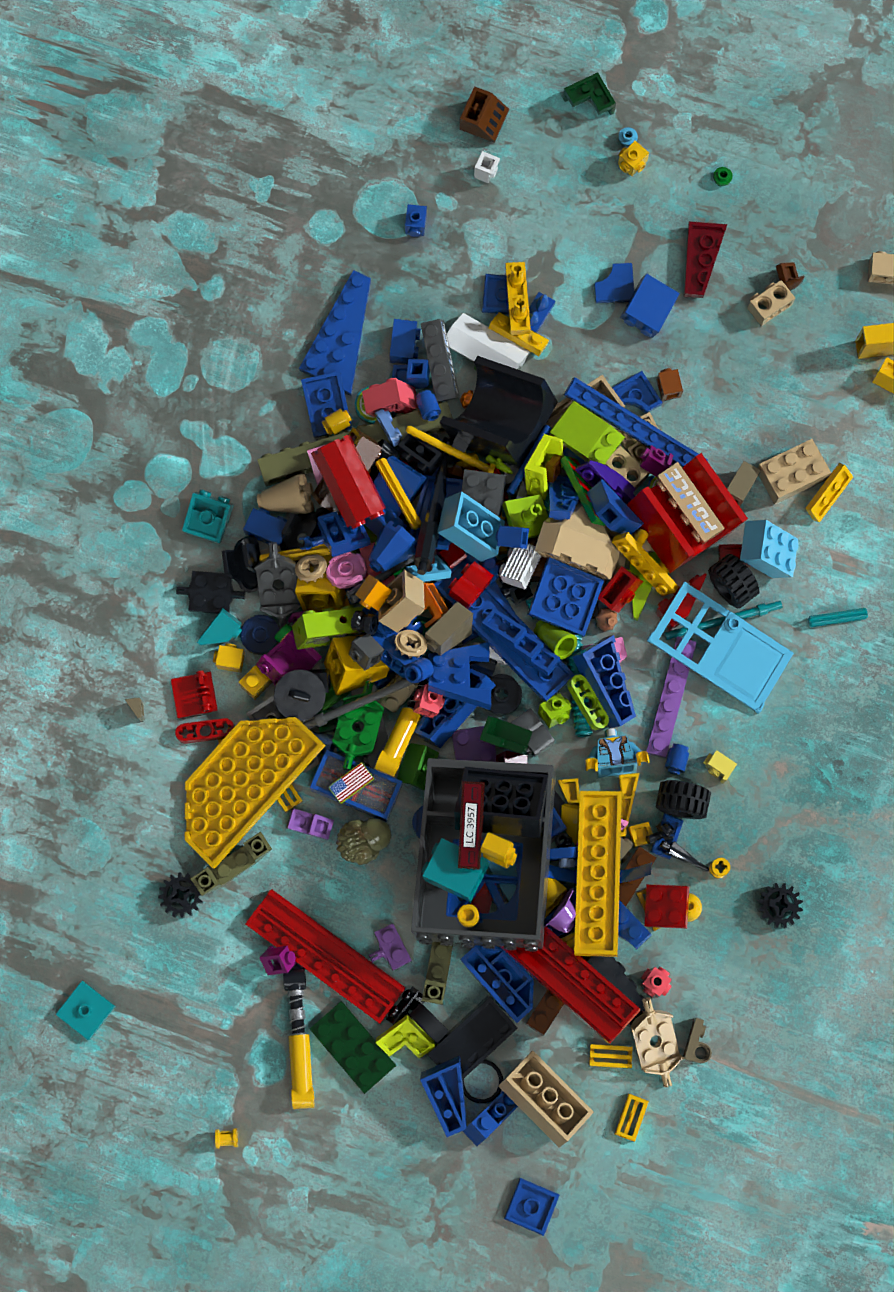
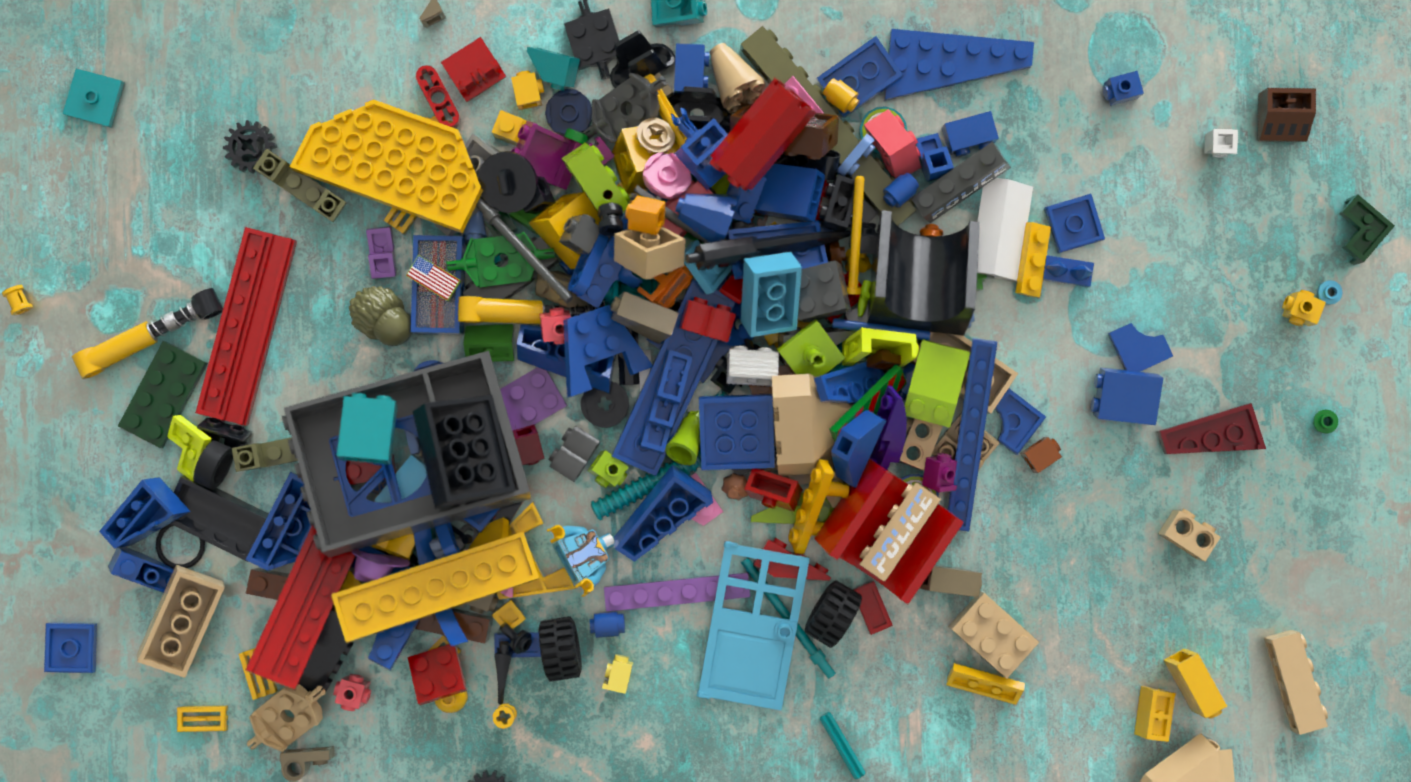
camera: 70 degrees right, 10 degrees up
(282, 958) = (220, 280): magenta brick -> none
(390, 948) = (282, 392): medium lavender plate -> none
(398, 493) = (777, 198): yellow axle -> none
(413, 638) = (617, 280): tan gear -> none
(419, 670) = (577, 301): blue brick -> none
(468, 915) = (322, 463): yellow tile -> none
(471, 825) = (415, 427): tile -> none
(498, 850) = (402, 469): yellow brick -> none
(506, 735) = (555, 425): dark green panel -> none
(512, 537) = (776, 345): blue brick -> none
(517, 298) = (1073, 241): yellow plate -> none
(585, 686) = (613, 511): lime beam -> none
(769, 549) = (885, 640): medium azure brick -> none
(788, 274) = (1231, 543): reddish brown plate -> none

